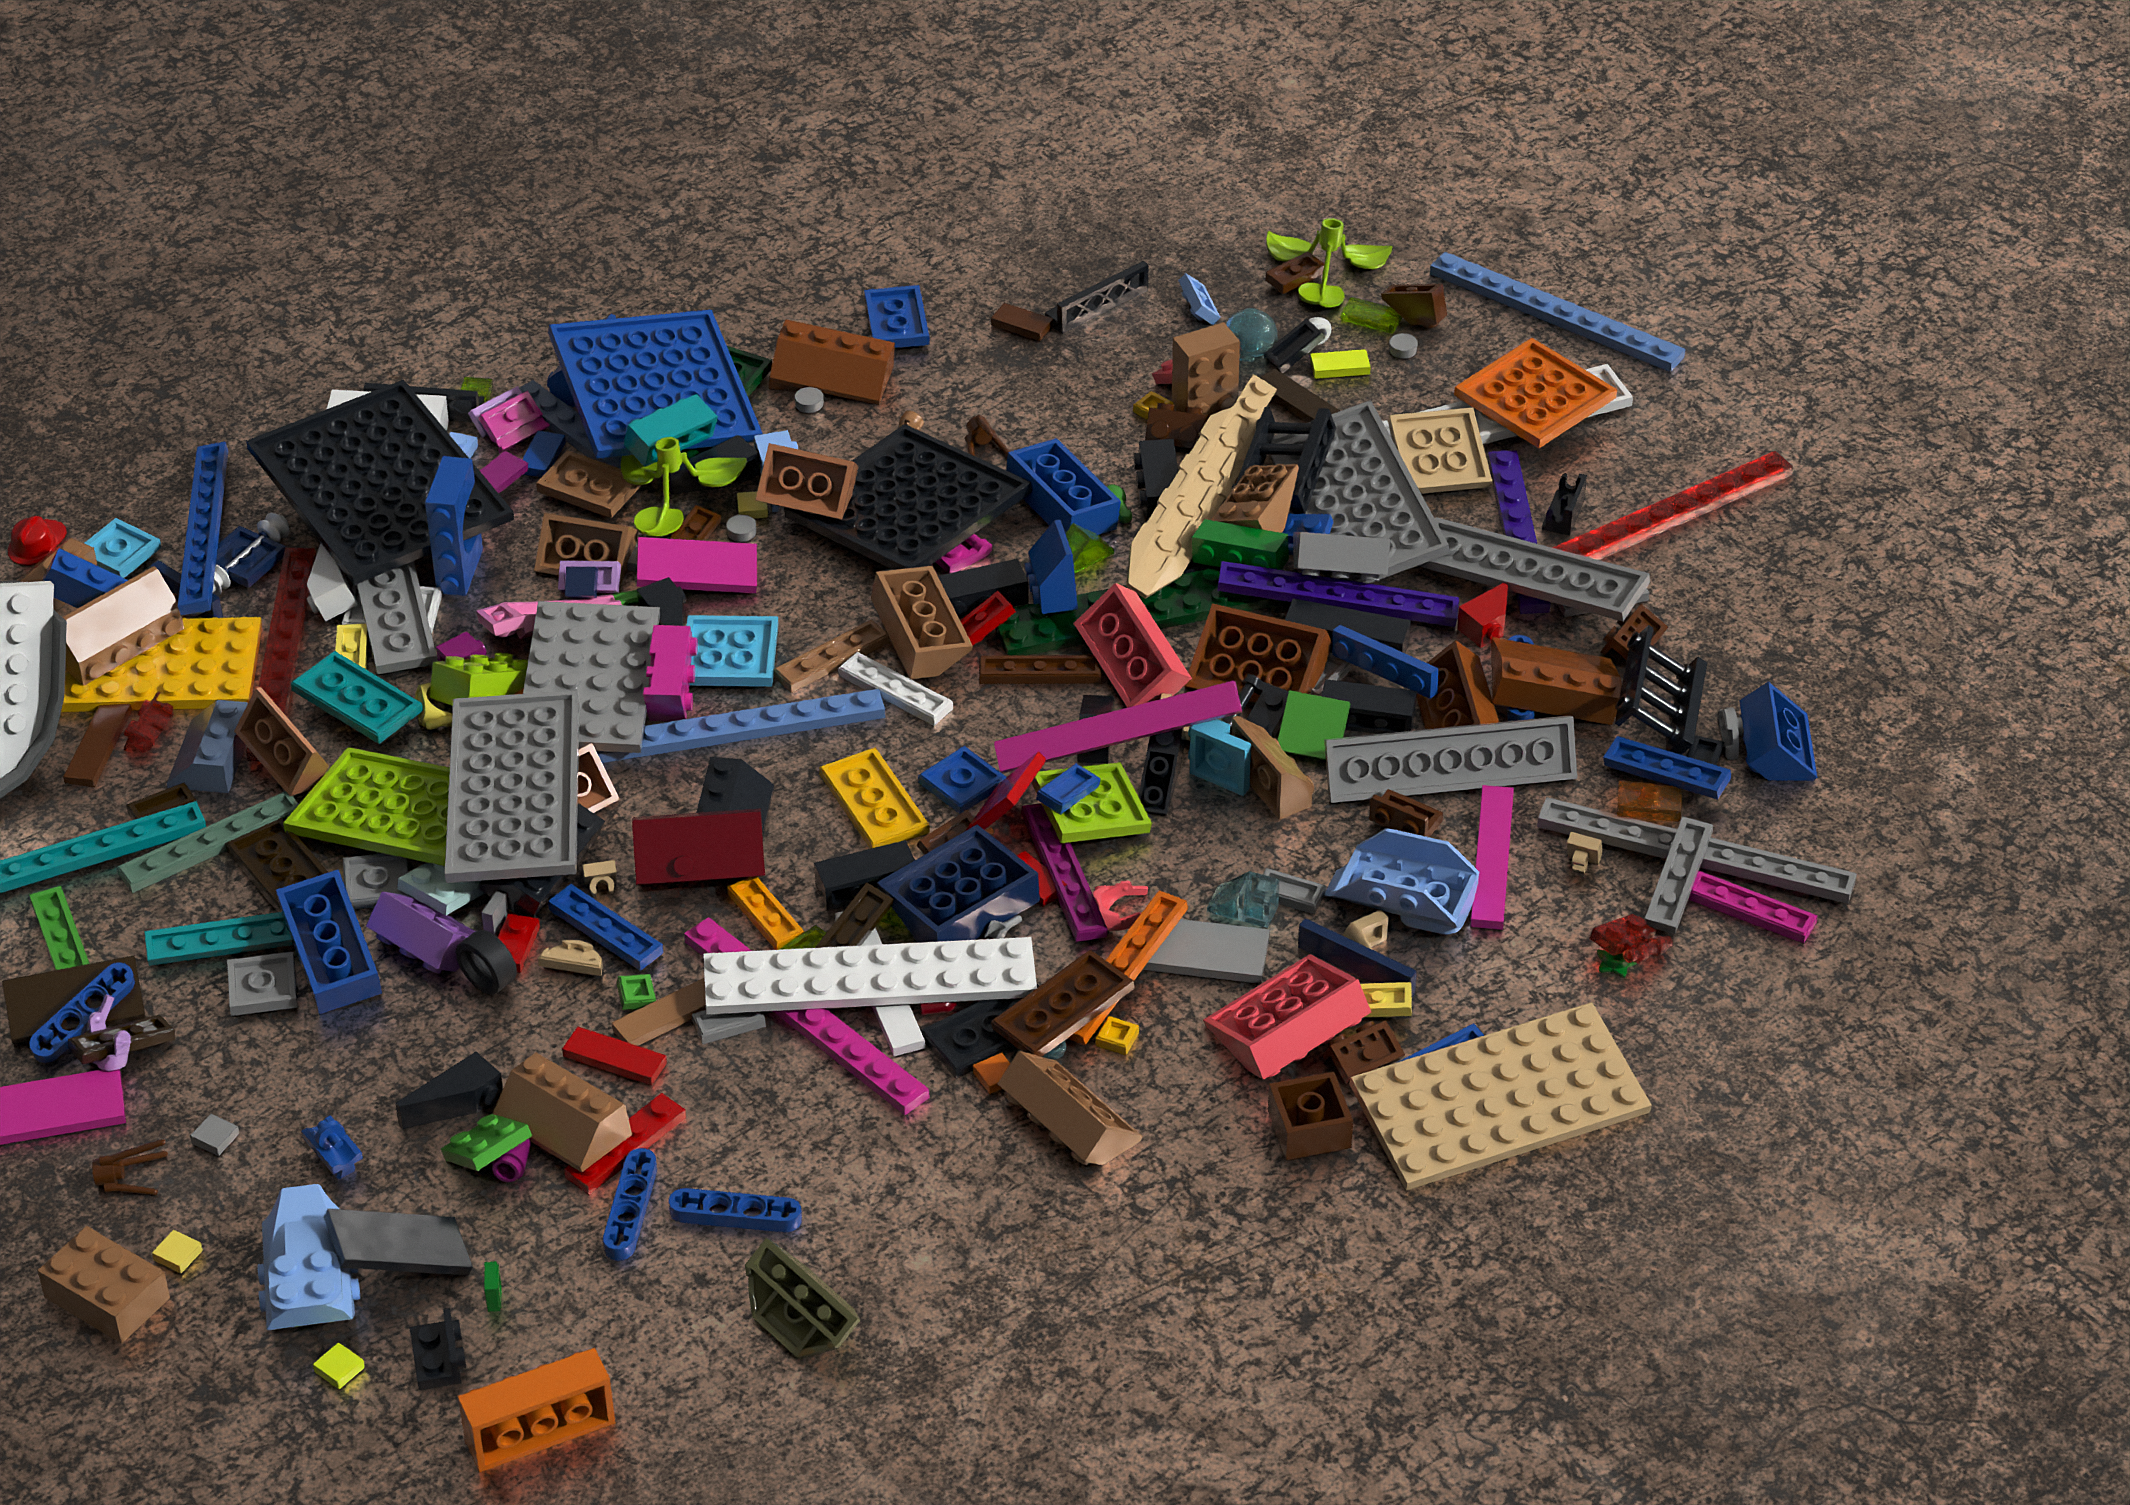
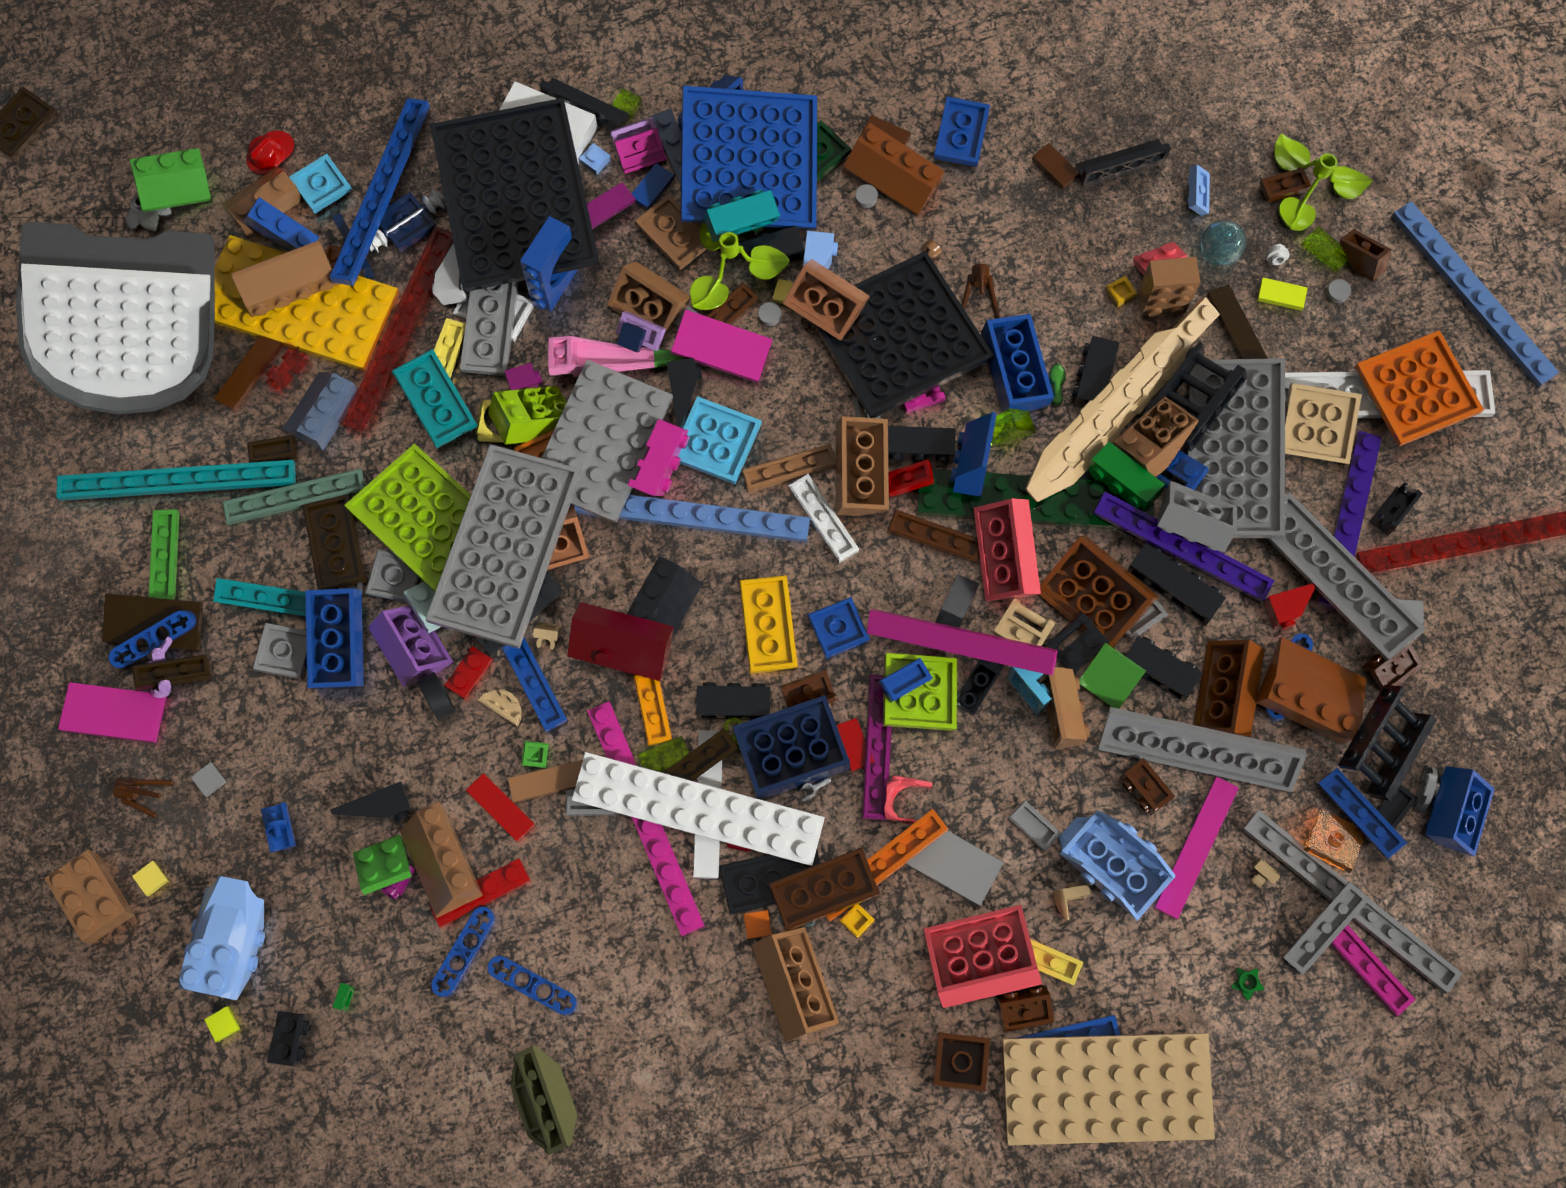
camera: 20 degrees right, 30 degrees up
(279, 745) = (363, 435): nougat slope -> none
(397, 1242) = (287, 943): black tile -> none
(495, 913) = (462, 645): light grey tile -> none
(536, 1409) = (329, 1131): orange brick -> none
(1008, 792) = (857, 672): red tile -> none
(1175, 425) = (1129, 322): reddish brown bracket -> none
(1247, 898) = (995, 830): clear light blue slope -> none
(1294, 346) = (1252, 267): black tile -> none
(1352, 956) = (1055, 917): dark blue tile -> none
(1385, 661) = (1189, 633): blue plate -> none
(1631, 938) = (1262, 967): clear red plate -> none

